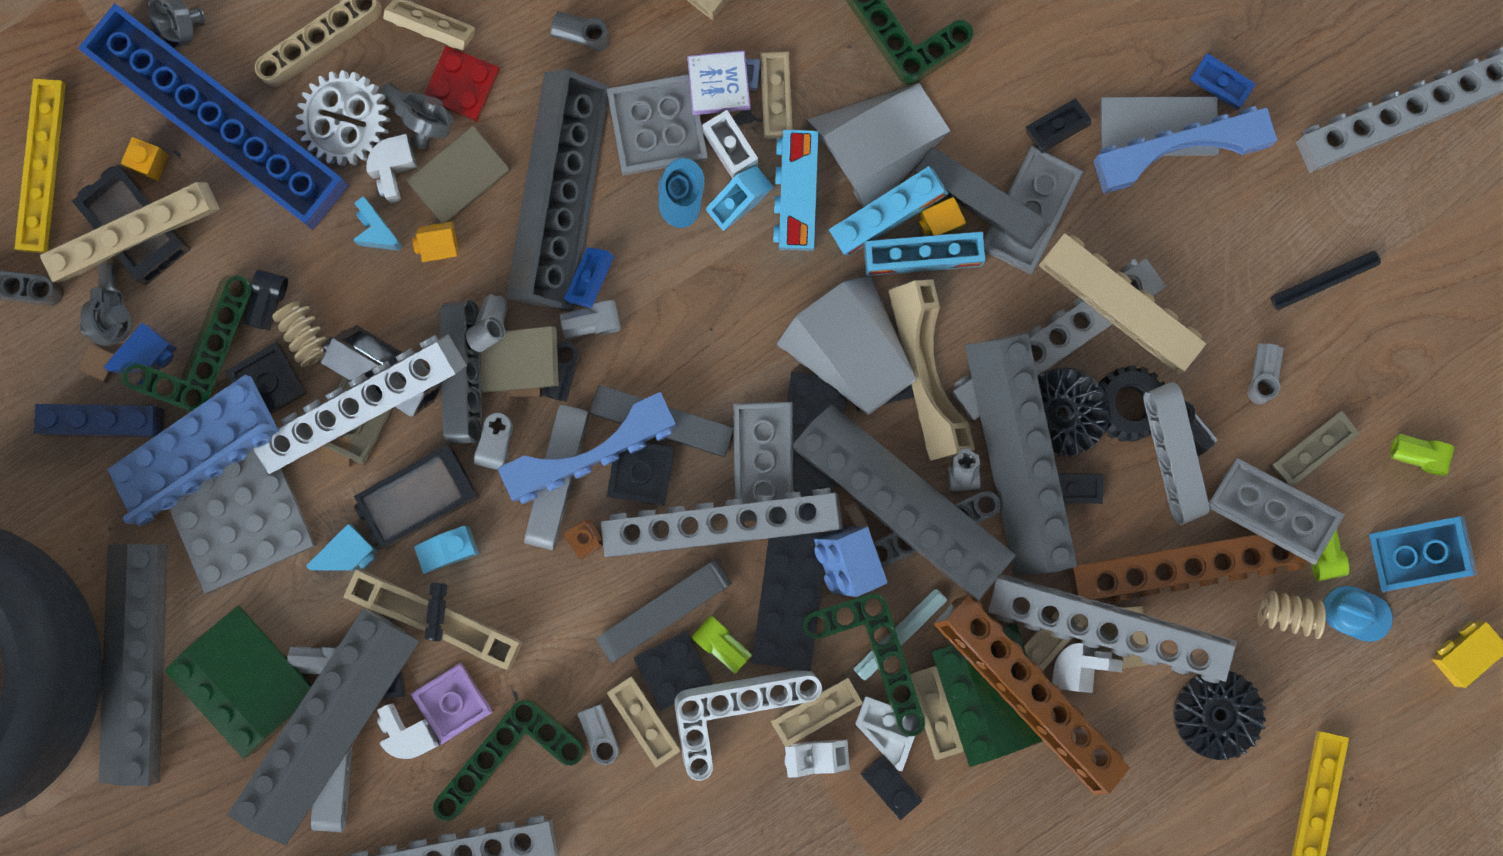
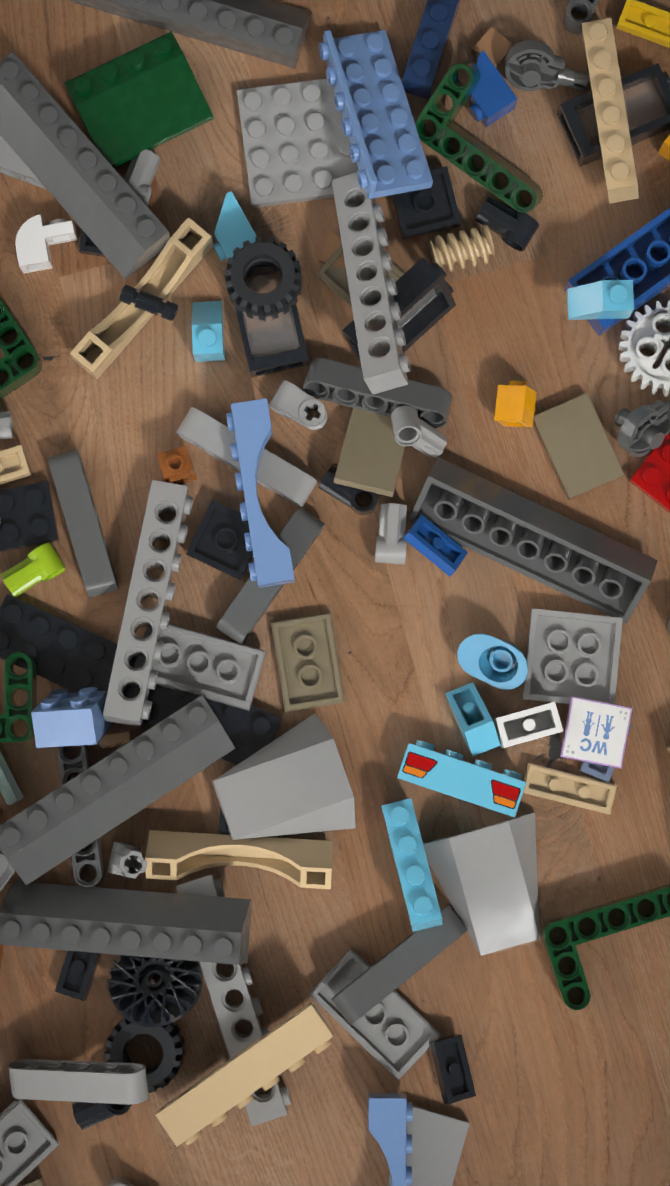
camera: 105 degrees right, 0 degrees up
(316, 185) = (601, 300): none -> medium azure slope
(359, 498) = (263, 254): none -> black tyre
(378, 234) = (542, 353): medium azure slope -> none
(387, 159) = (613, 381): white brick -> none
(451, 703) = (59, 295): lavender tile -> none
(731, 364) = (308, 662): none -> dark tan tile
(924, 253) = (359, 888): medium azure brick -> none
(942, 219) = (389, 917): light orange brick -> none

